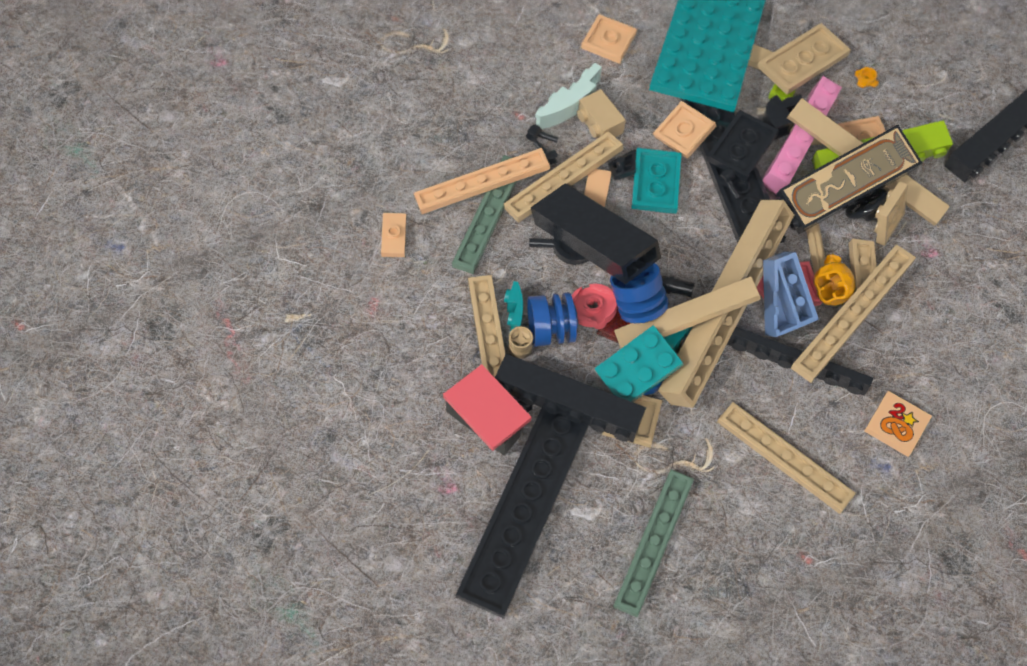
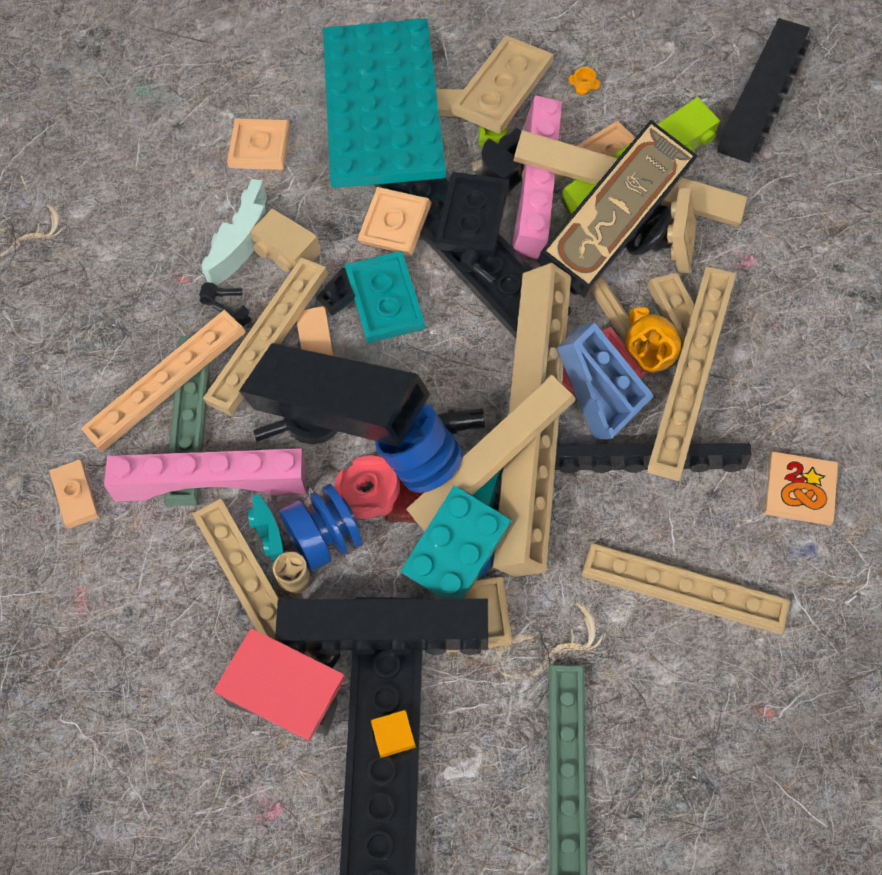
camera: 15 degrees left, 0 degrees up
(526, 267) = (255, 470): none -> bright pink arch
(548, 469) = (393, 733): none -> light orange tile

